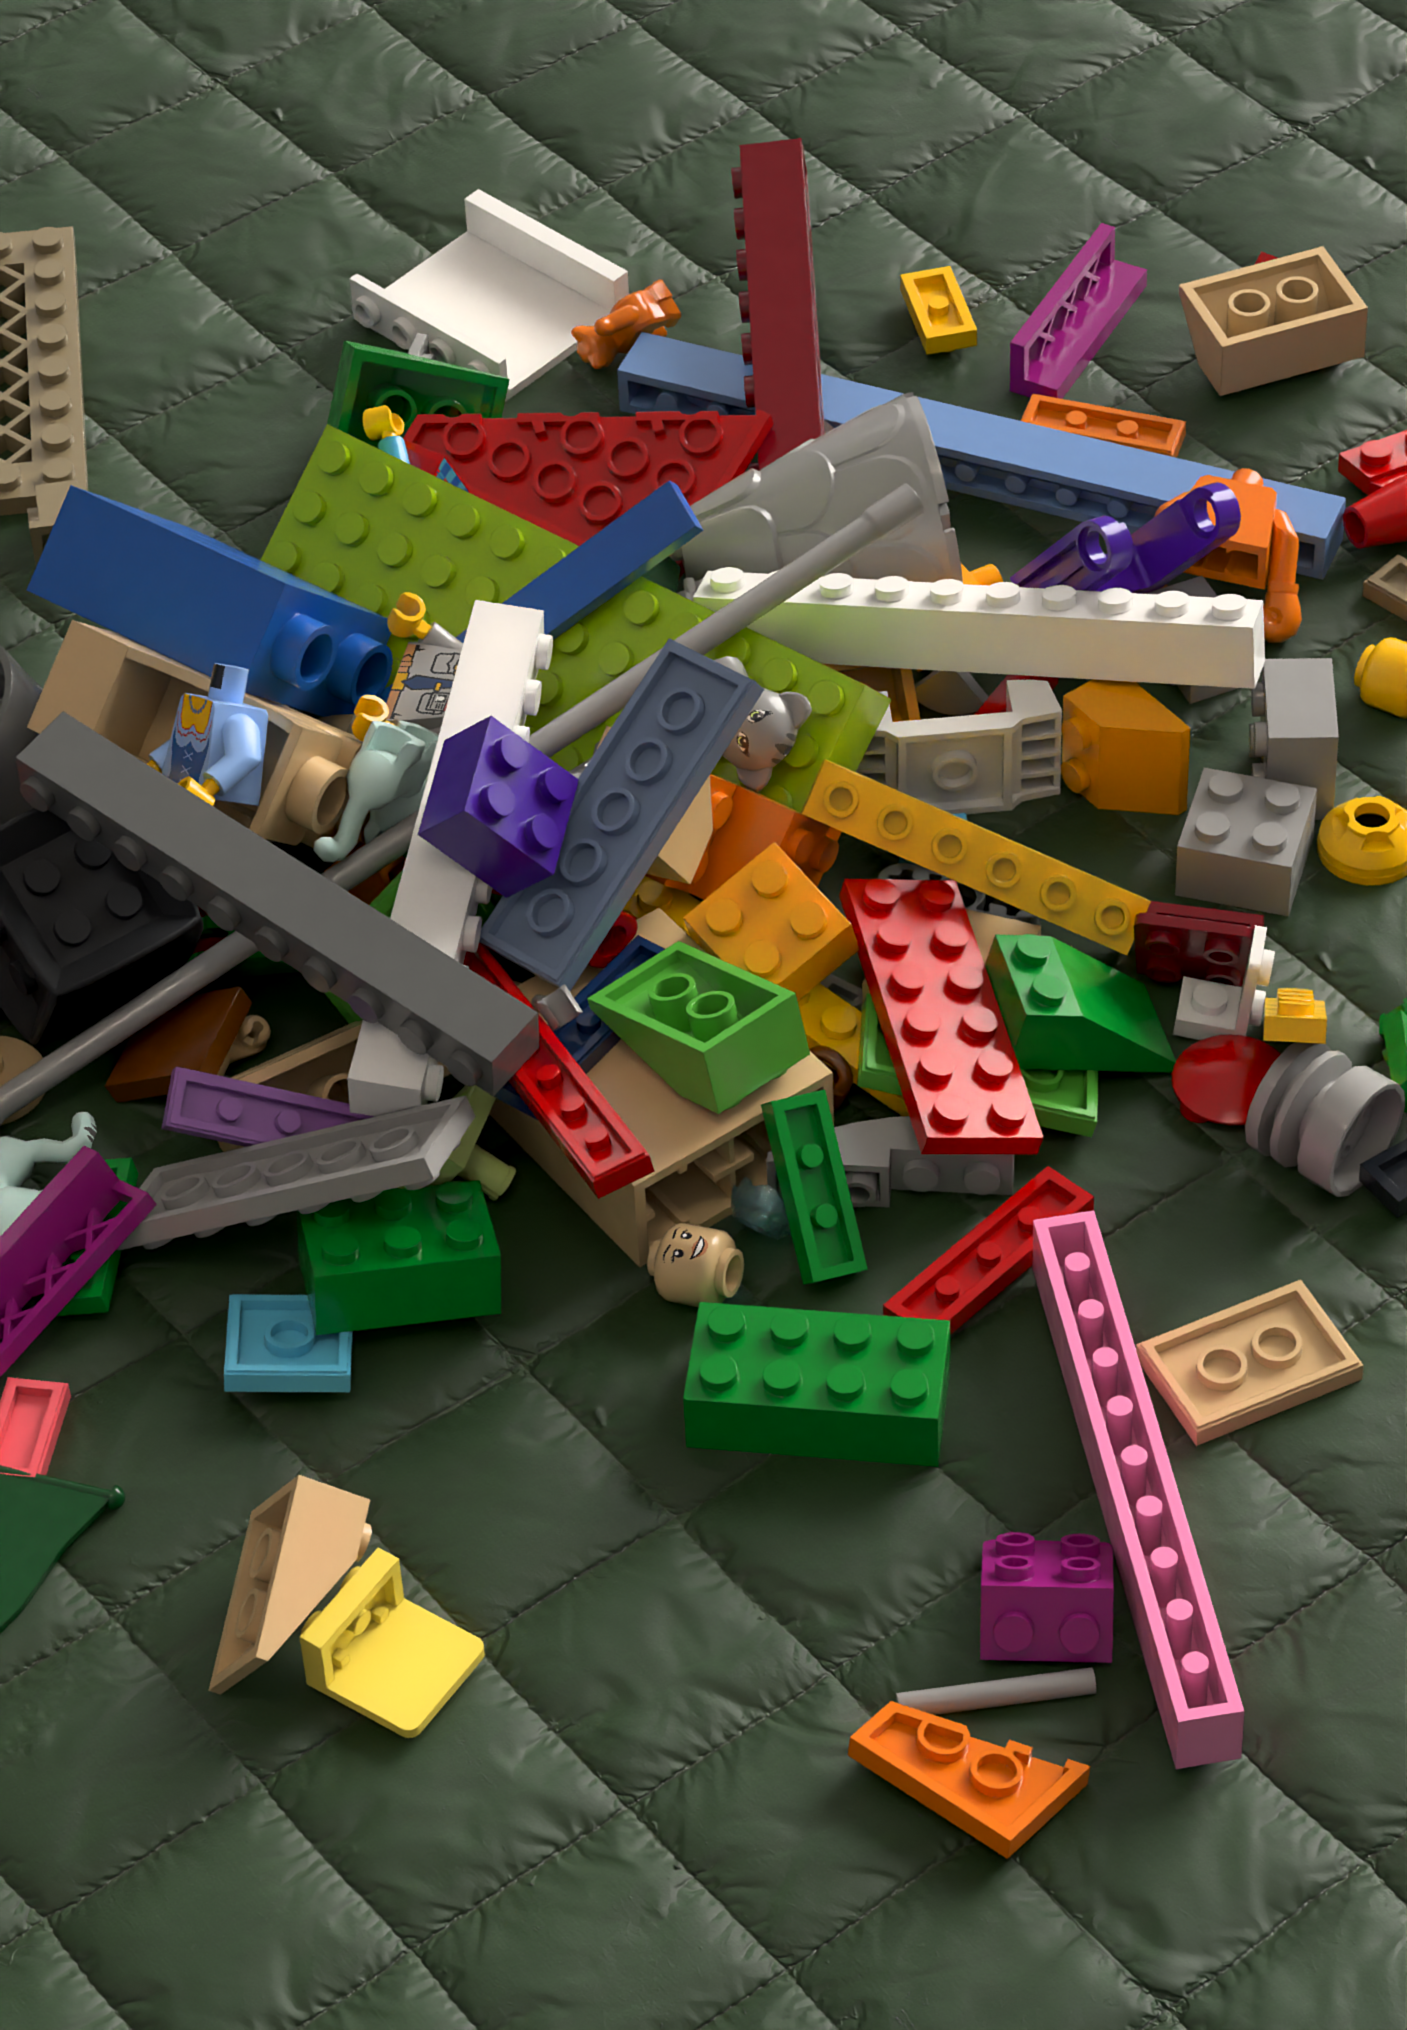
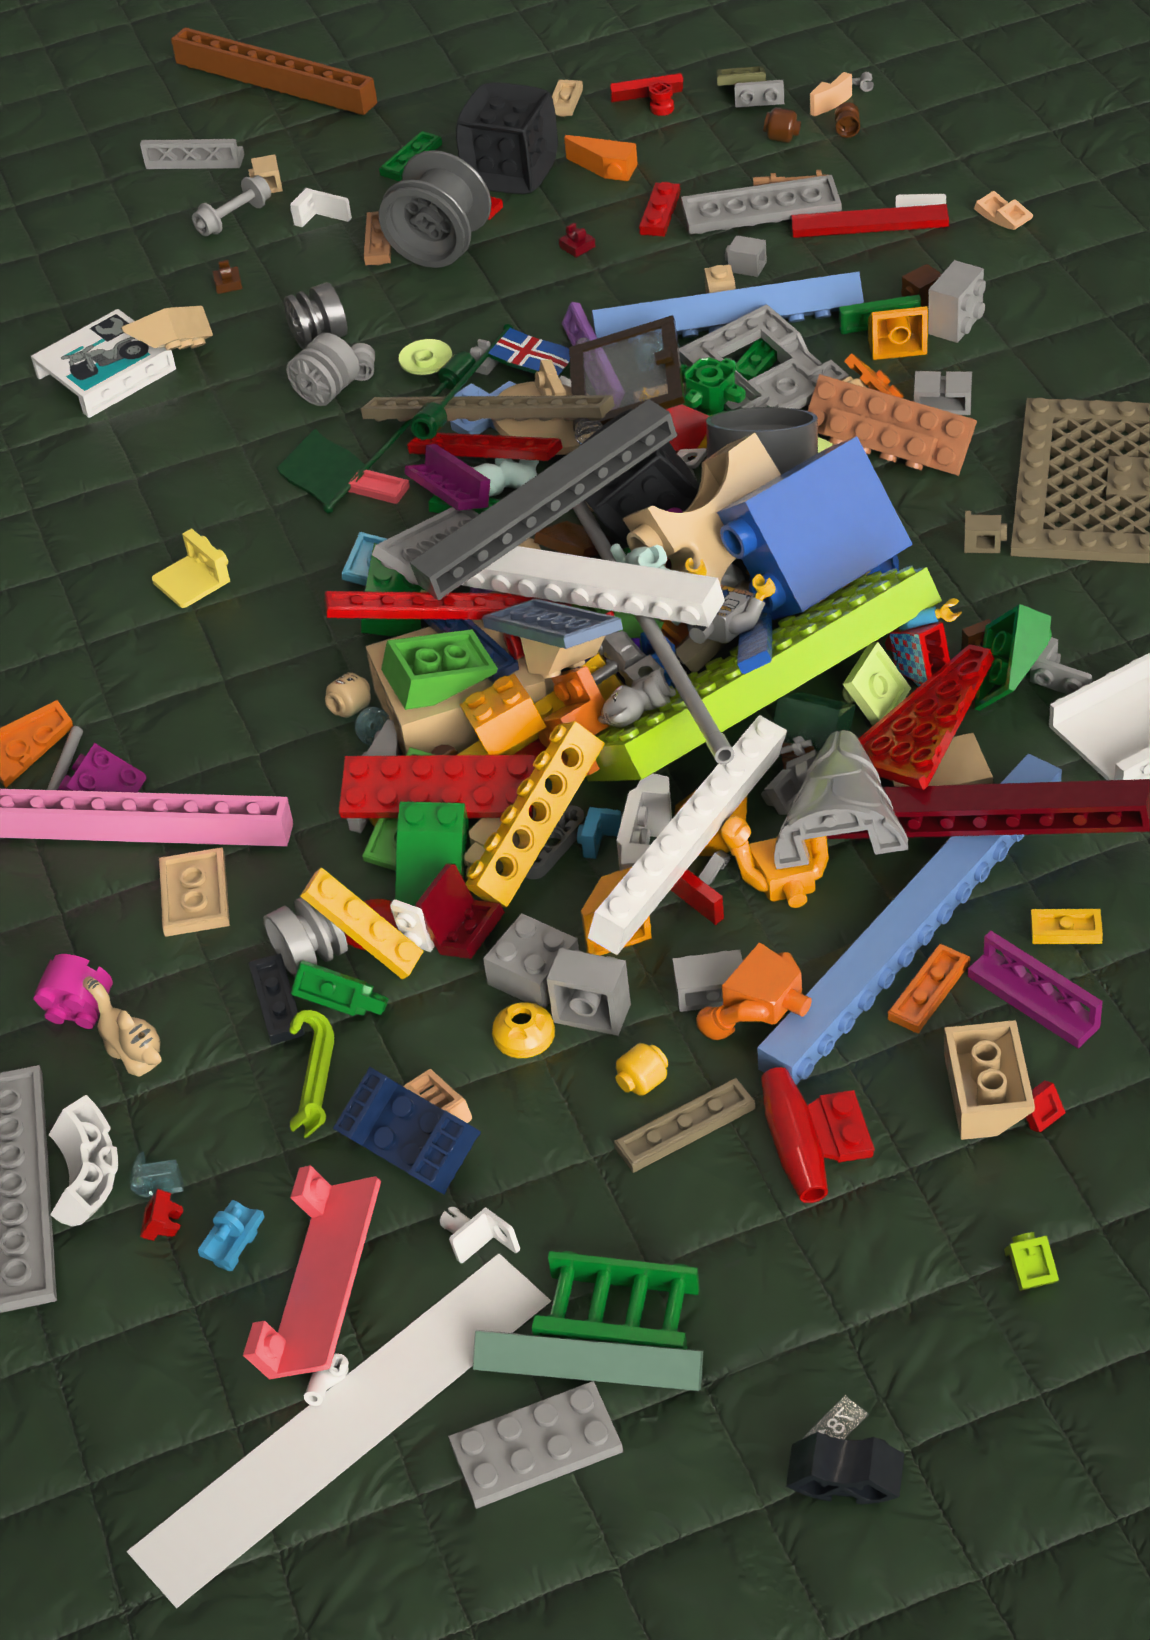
camera: 110 degrees right, 0 degrees up
(217, 742) = (665, 490): light blue torso -> none
(288, 1563) = (236, 532): tan slope -> none
(498, 807) = (564, 572): dark purple brick -> none
(557, 1007) = (469, 616): light grey hand -> none
(616, 333) = (1074, 762): orange animal -> none
(814, 1187) = (356, 727): green plate -> none
(817, 1384) = (254, 725): green brick -> none
(989, 1254) = (305, 805): red plate -> none
(1139, 560) = (740, 908): dark purple plate -> none

